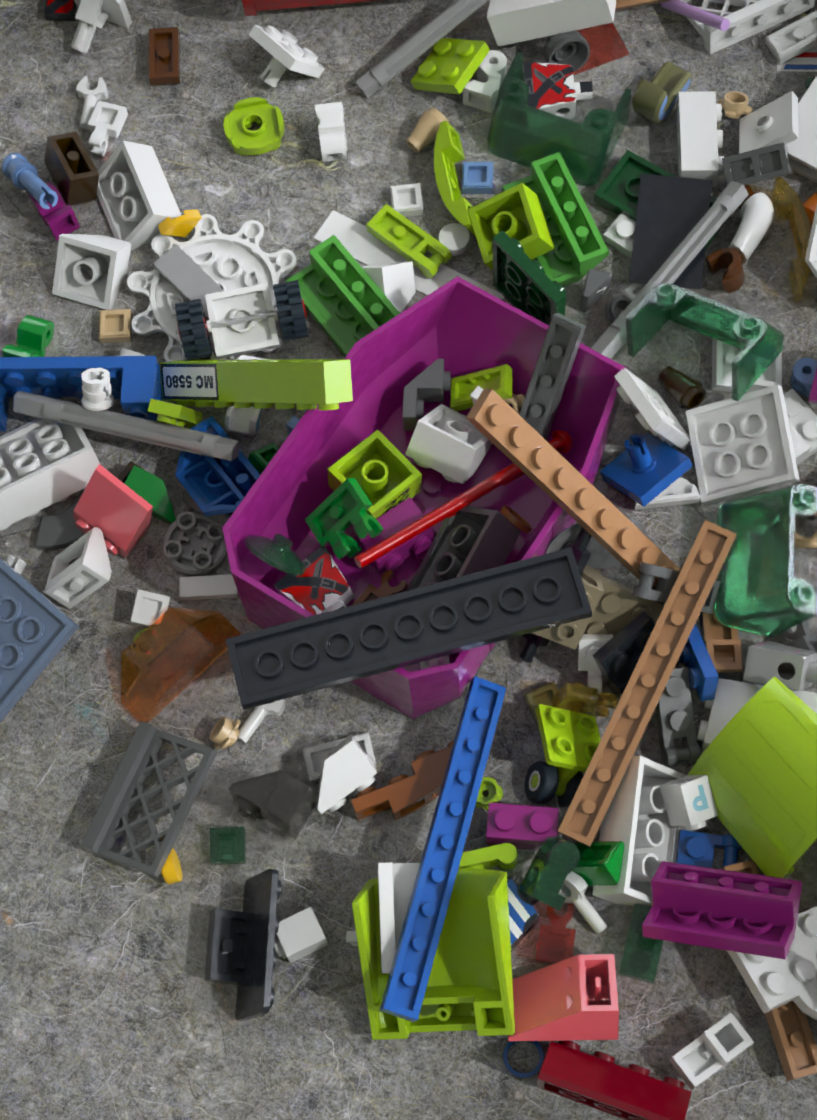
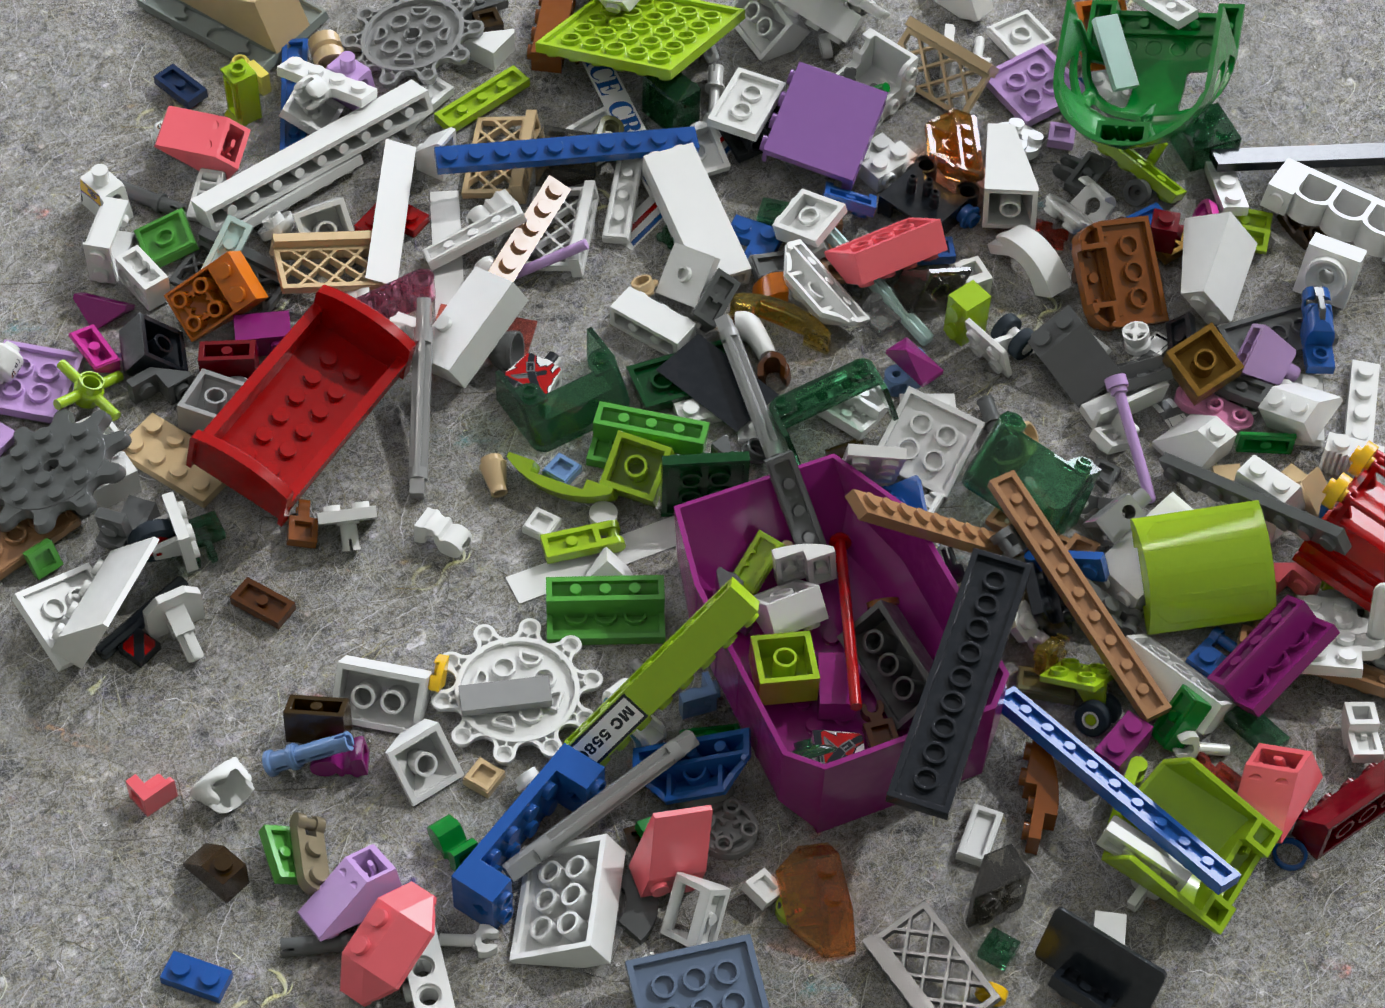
camera: 65 degrees left, 15 degrees down
(90, 98) = (253, 678): white bar -> none
(96, 389) = (558, 800): white bush -> none
(105, 122) = (288, 676): white plate -> none
(175, 414) = (621, 762): lime plate -> none
(207, 587) = (770, 842): white piece -> none
(225, 733) = (907, 894): tan plate -> none
(241, 320) = (573, 675): plate -> none
(257, 716) = (903, 864): white bar -> none
(259, 141) = (391, 595): lime plate -> none
(275, 19) = (301, 528): none -> dark orange plate
(337, 513) = (802, 696): green plate -> none
(343, 771) = (999, 825): white slope -> none
(450, 65) = (456, 426): lime plate -> none
(490, 75) = (489, 412): white leg -> none
(550, 870) = (1173, 738): clear green leg -> none
(657, 98) = (594, 313): olive animal -> none
(689, 801) = (1173, 635): white brick -> none

